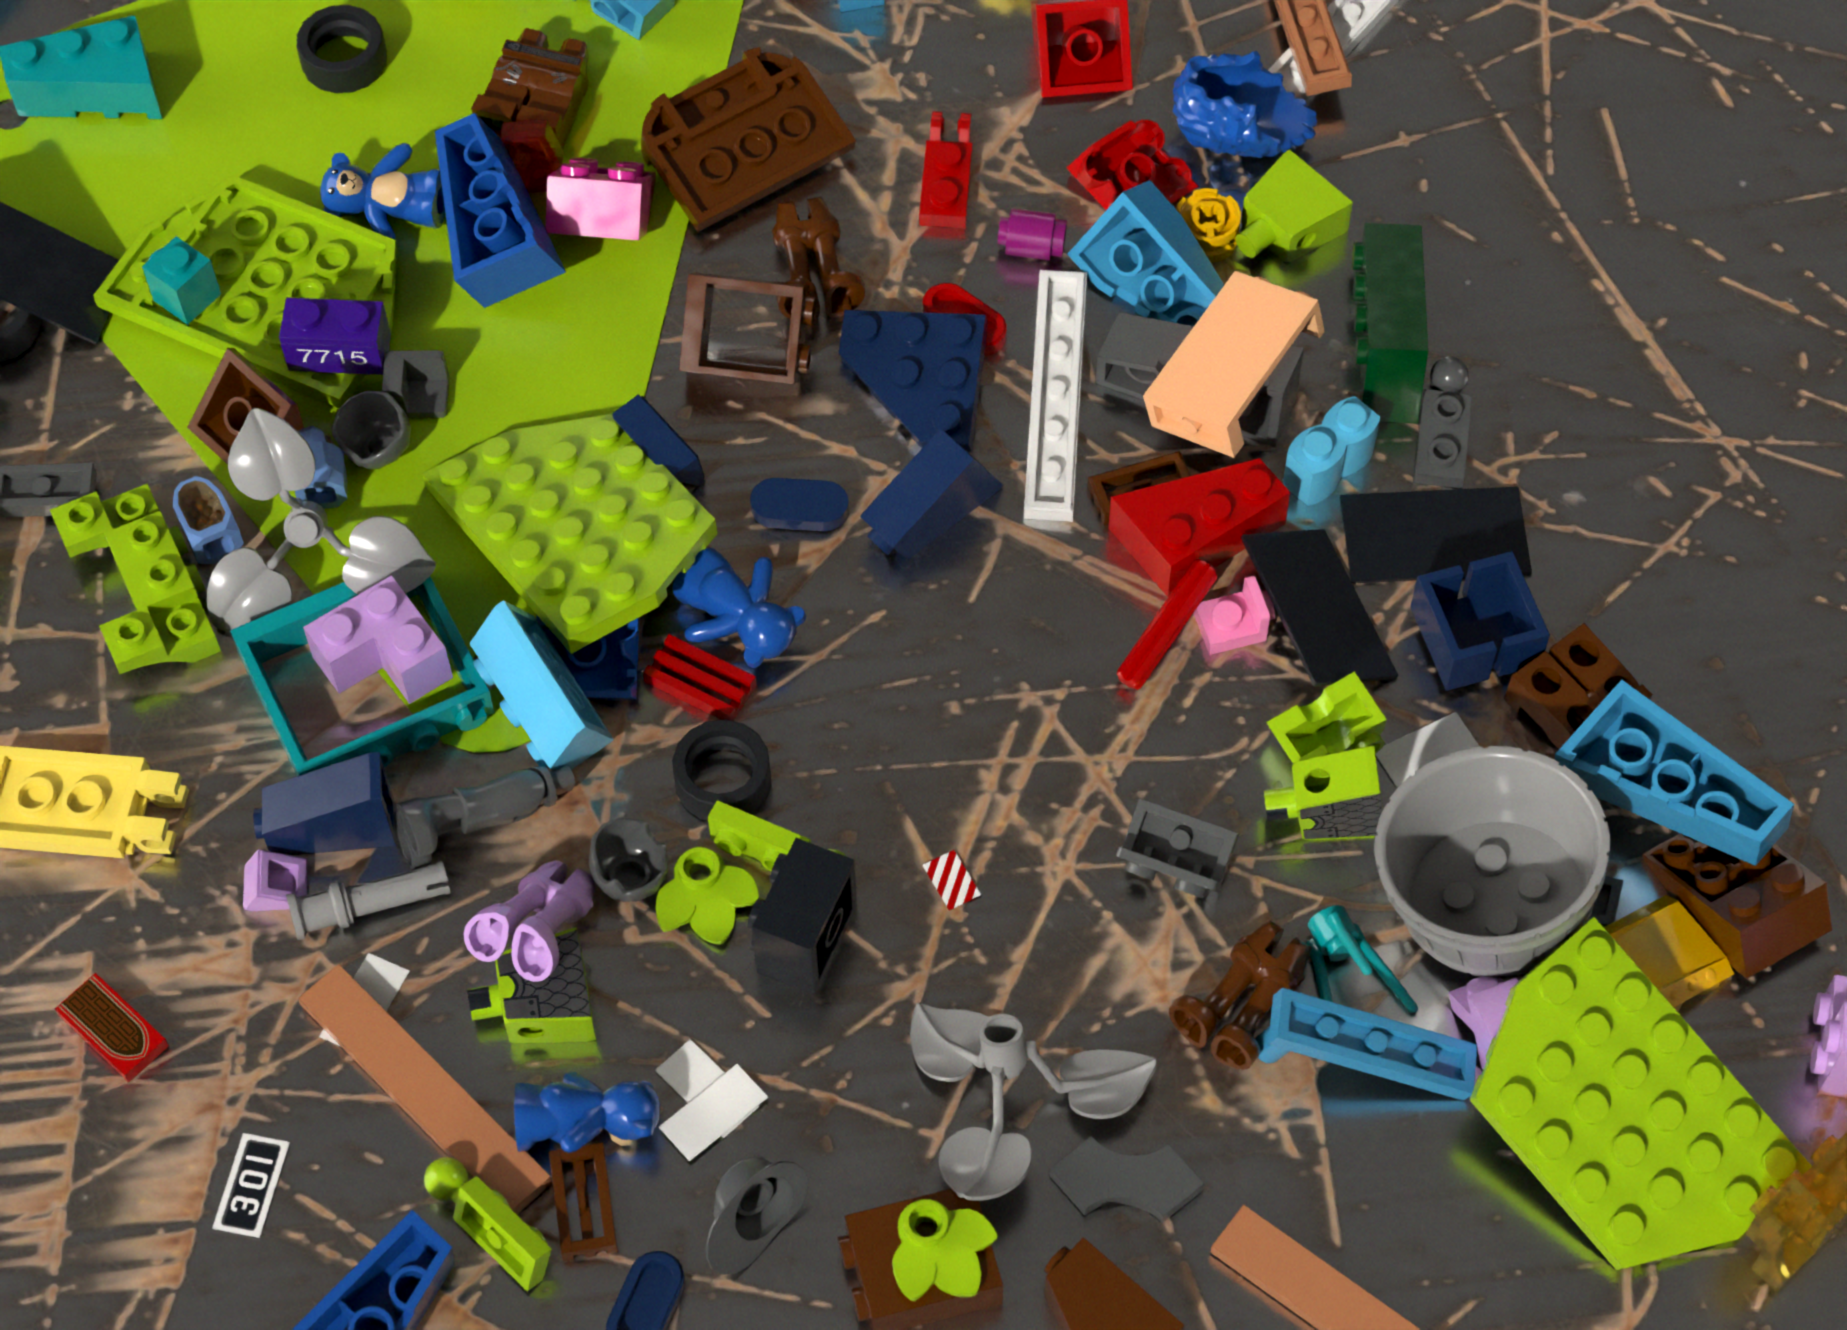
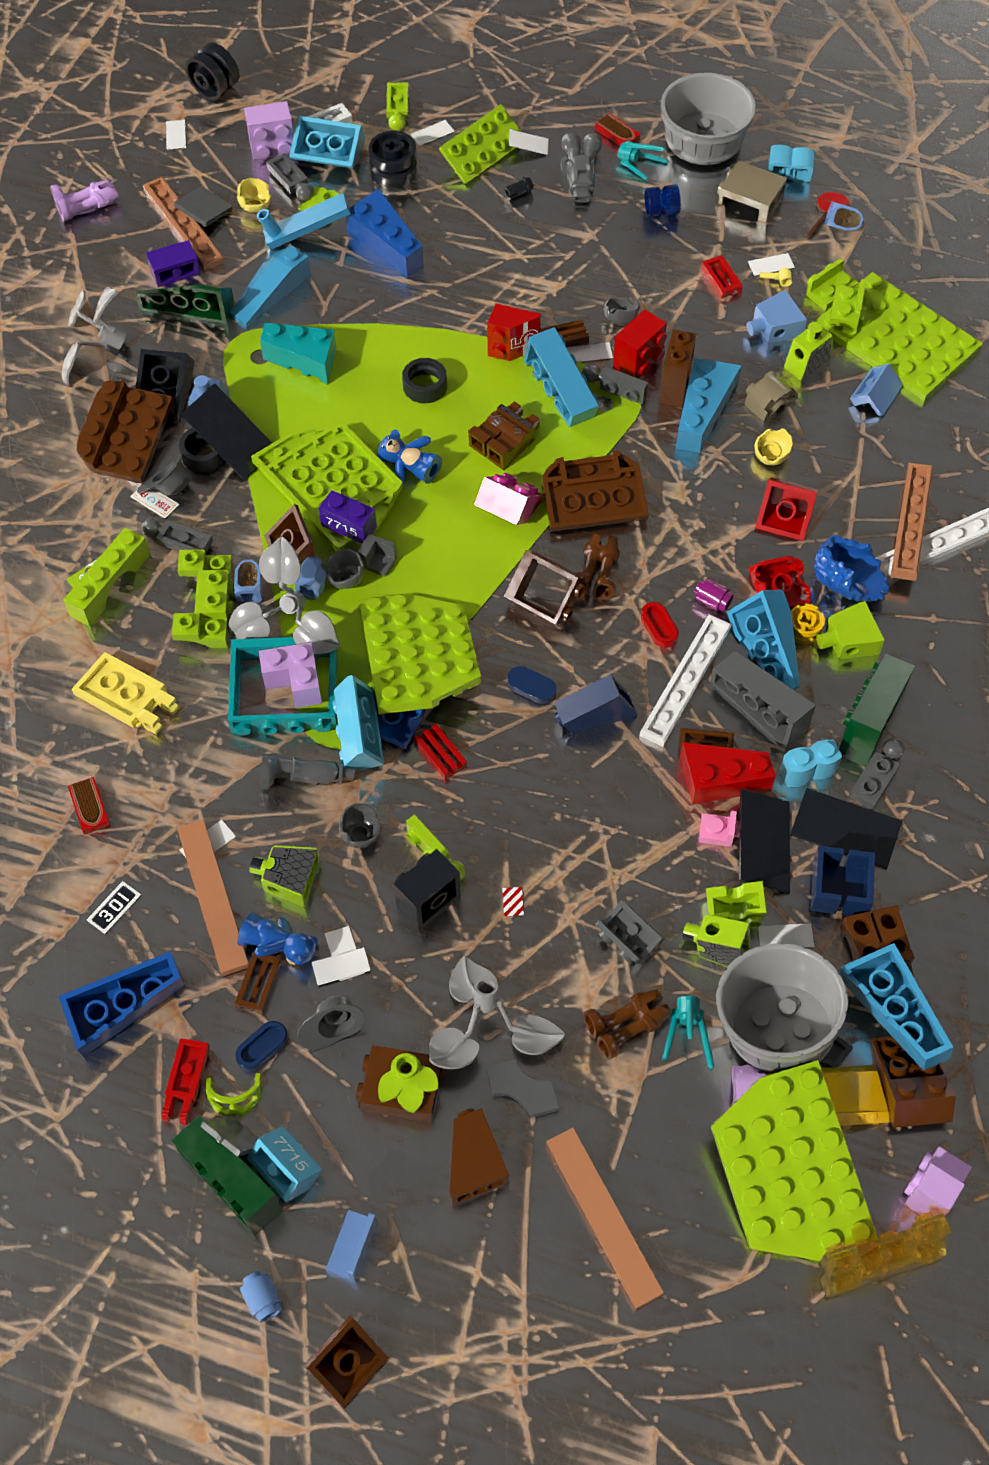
camera: 25 degrees right, 0 degrees up
(181, 280) = (291, 463): teal brick -> none
(270, 878) = (196, 768): lavender slope -> none
(329, 809) = (234, 743): dark blue slope -> none
(342, 904) = (220, 791): light grey pin -> none
(490, 217) = (451, 486): blue wedge -> none
(490, 1221) = (209, 972): lime plate -> none
(533, 151) = (488, 462): clear red bracket -> none
(533, 943) = (316, 830): lavender piece -> none
(659, 440) = (476, 627): dark blue slope -> none
(706, 902) = (388, 862): lime plate -> none
(718, 590) = (468, 709): blue piece -> none
(720, 736) = (427, 782): black tyre -> none
(920, 367) = (624, 641): dark blue plate -> none
(946, 175) = (686, 548): red hinge -> none
(1167, 624) = (682, 818): red axle -> none
(1229, 360) = (776, 695): light nougat panel -> none
(1368, 1044) = (675, 1074): dark azure piece -> none

